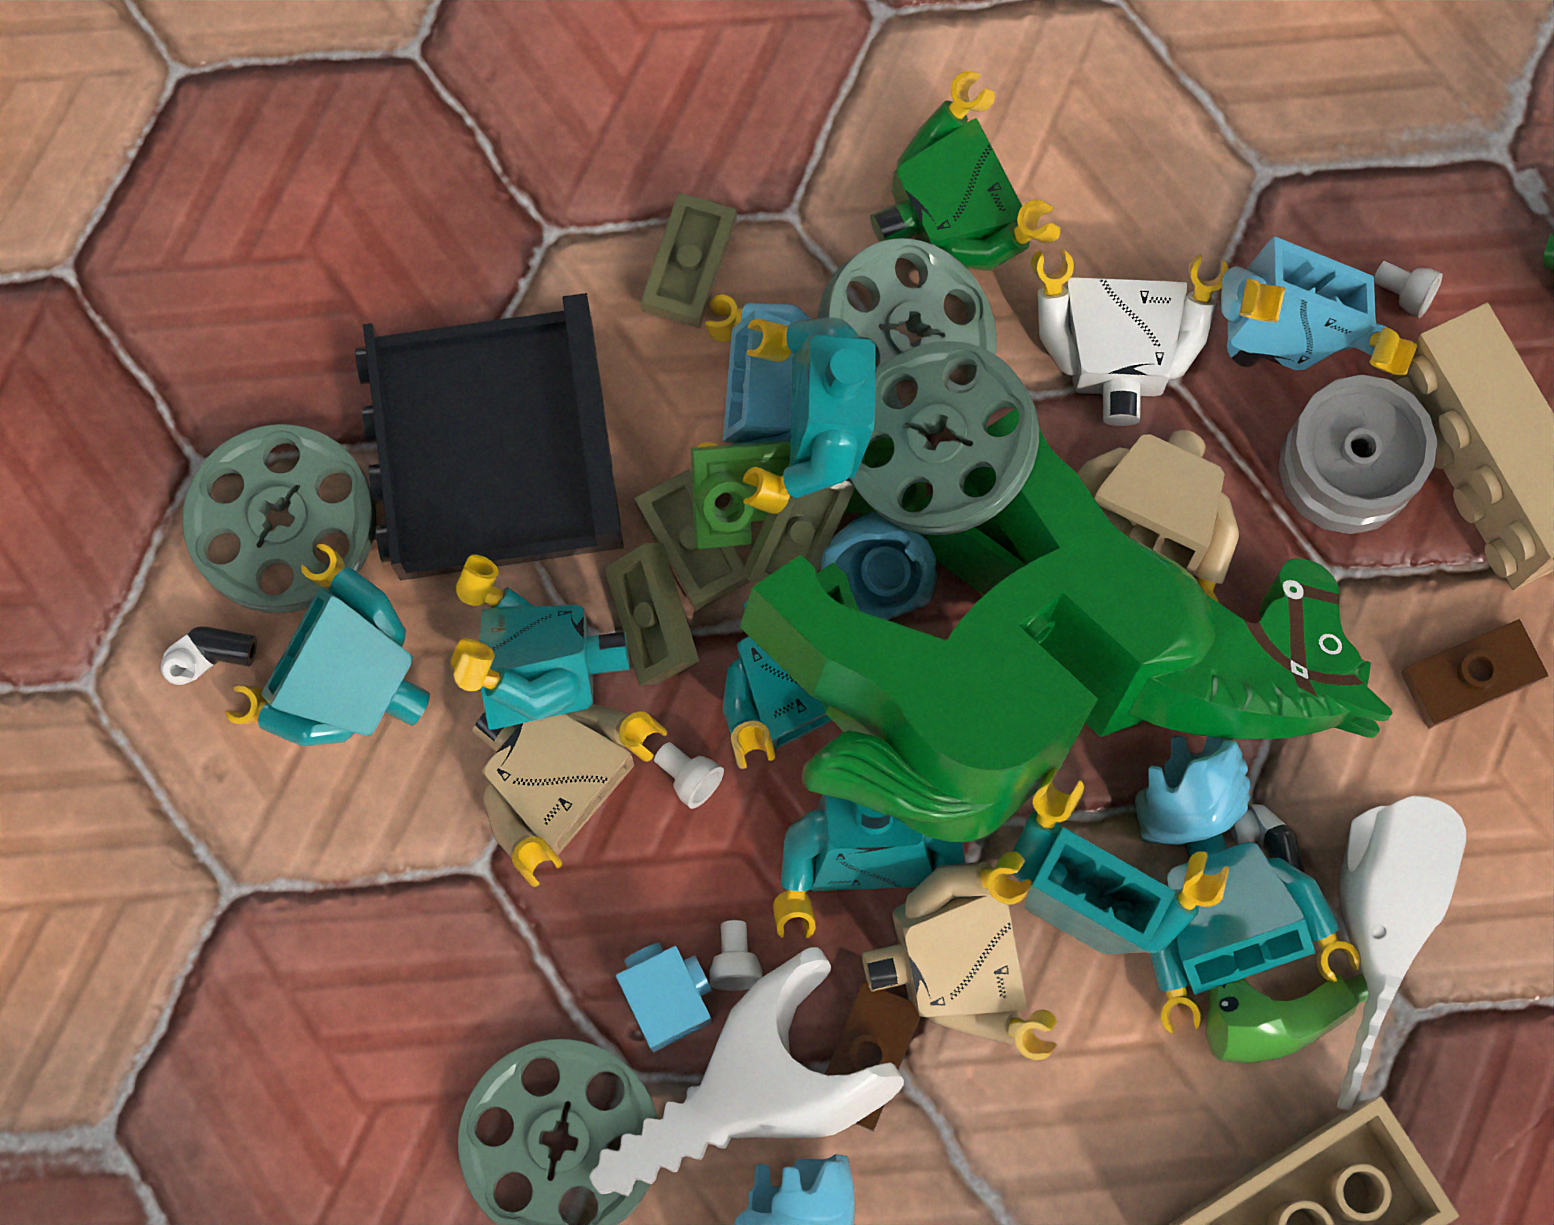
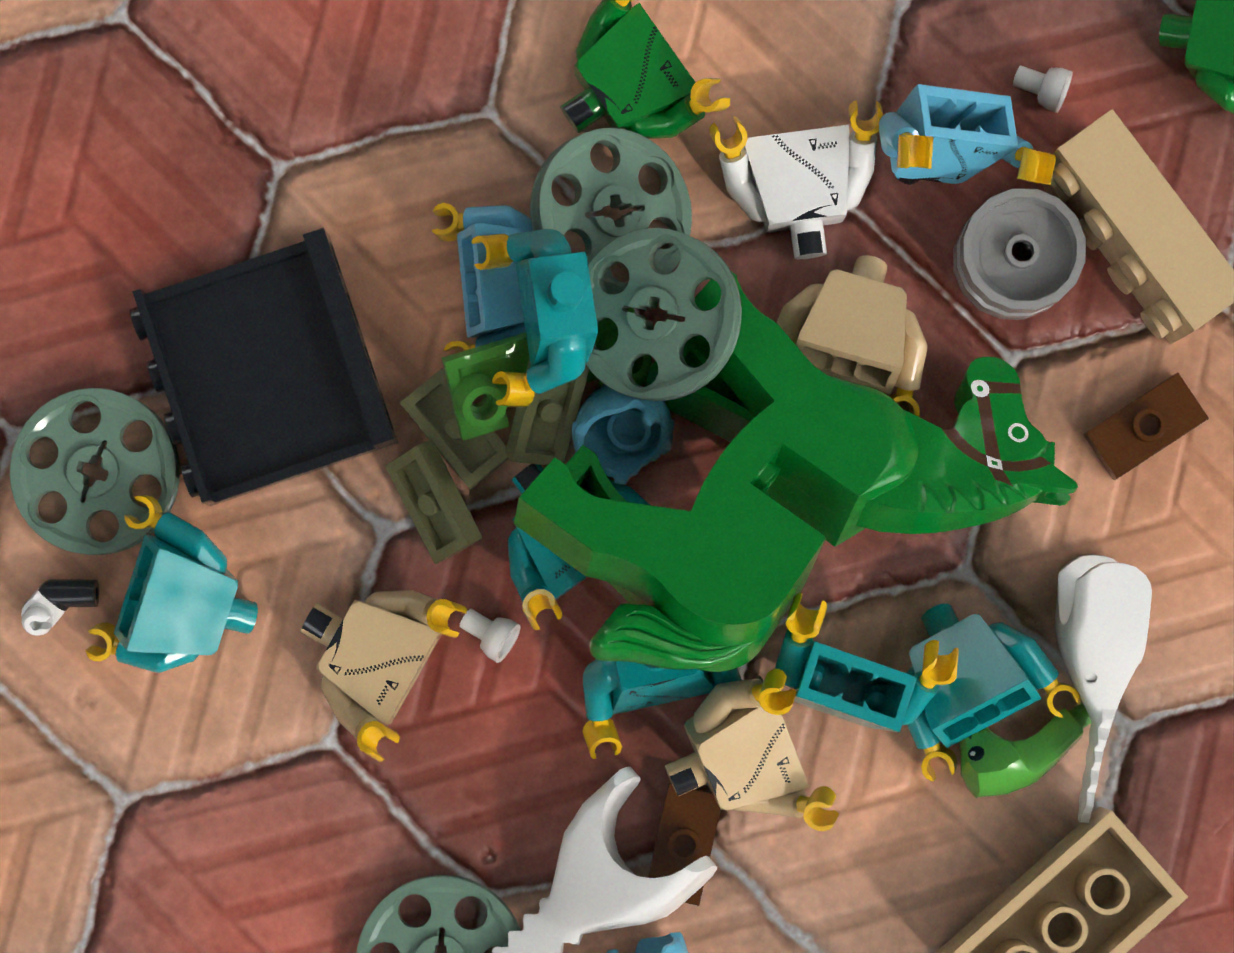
camera: 10 degrees left, 10 degrees up
(529, 656) = (338, 559): teal torso -> none
(665, 994) = (506, 826): medium azure brick -> none
(689, 260) = (407, 174): olive plate -> none
(735, 967) = (560, 789): white piece -> none
(1196, 794) = (925, 579): medium azure hair -> none
(1270, 832) = (999, 603): arm -> none

